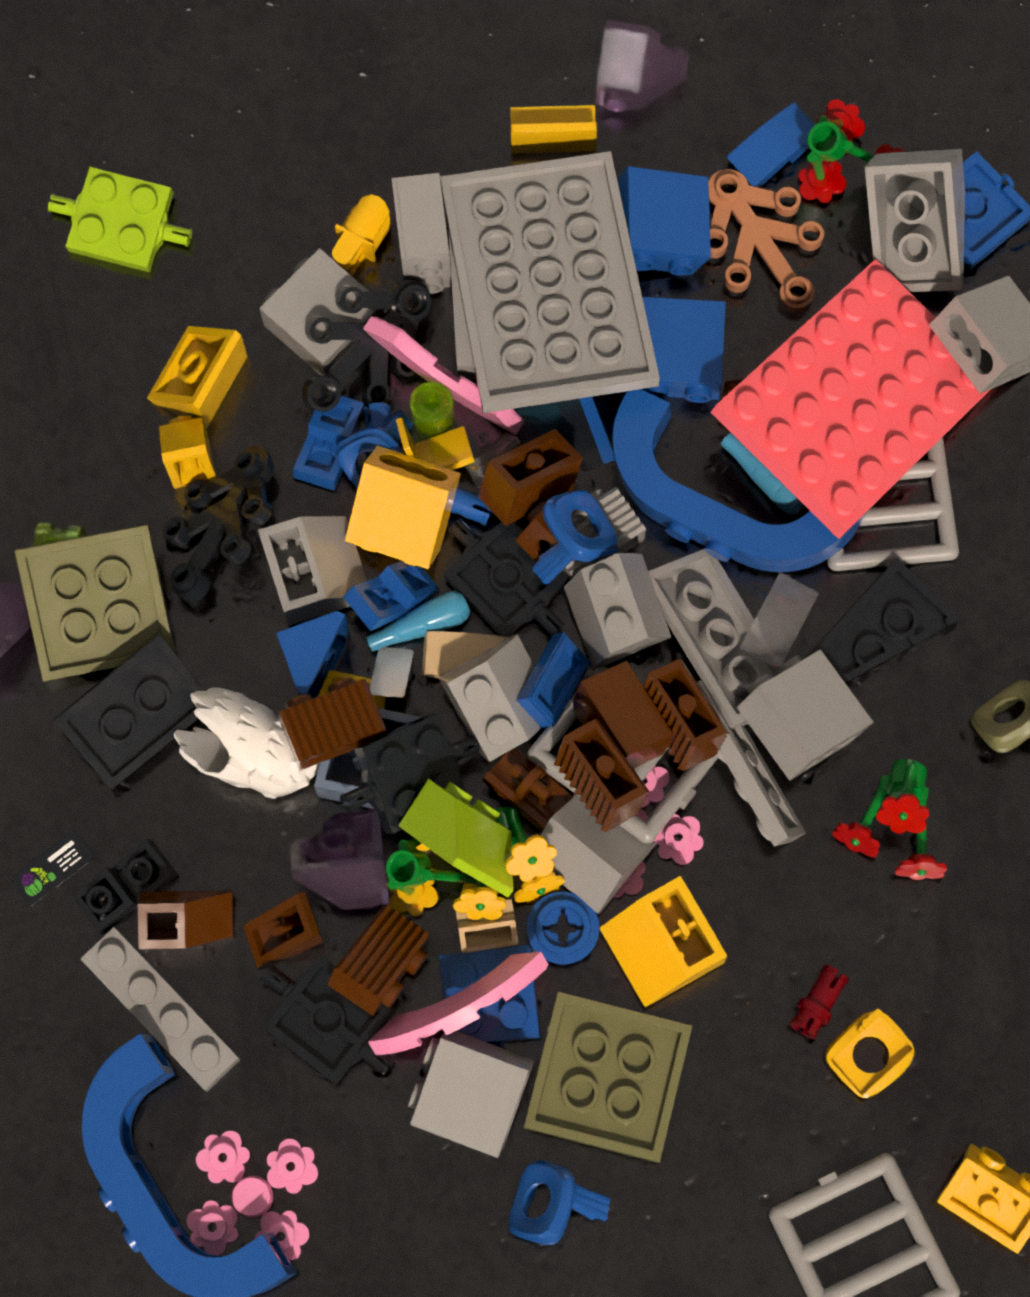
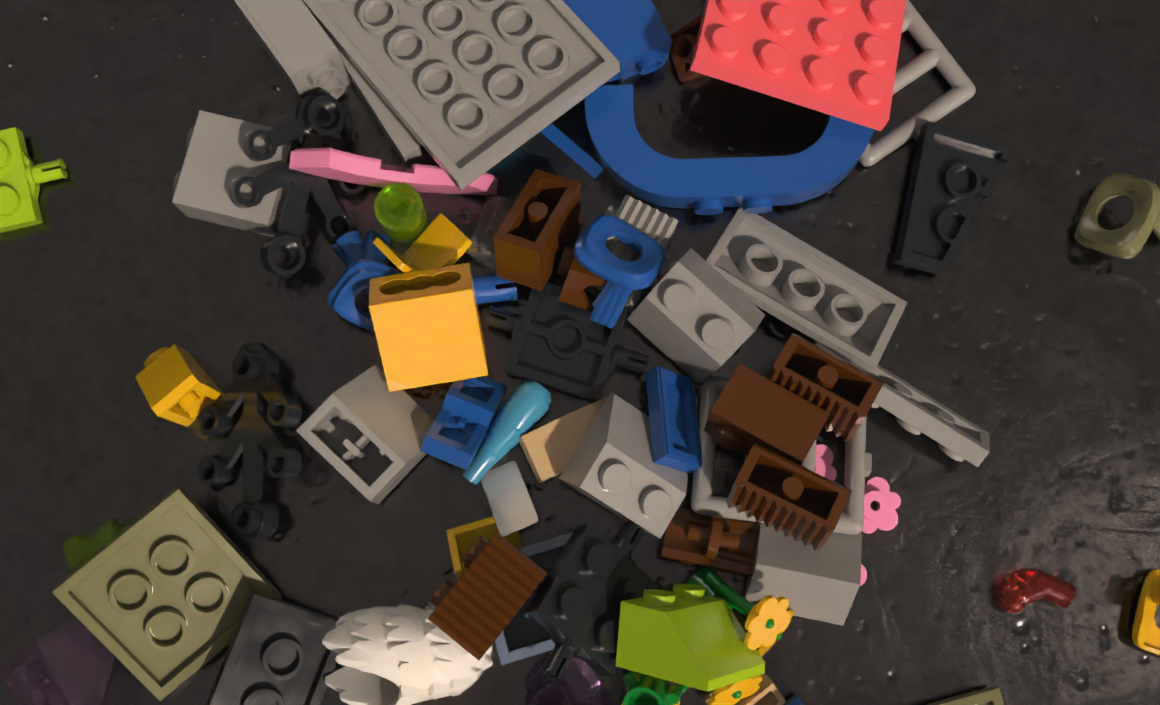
camera: 35 degrees left, 5 degrees up
(199, 372) = (148, 298): yellow slope -> none
(314, 650) = (420, 528): blue slope -> none
(318, 457) = (315, 321): blue slope -> none
(361, 233) = (233, 74): yellow arm -> none
(578, 914) = (840, 663): blue gear -> none
(663, 942) = (927, 621): yellow slope -> none
(763, 477) = (757, 108): dark azure piece -> none
(770, 968) = (1031, 586): none -> clear red arm
(779, 620) = (852, 241): clear slope -> none
(803, 713) = (933, 321): light grey piece -> none
(816, 1007) = (1099, 593): dark red pin -> none
(902, 810) = (1060, 337): red plant -> none

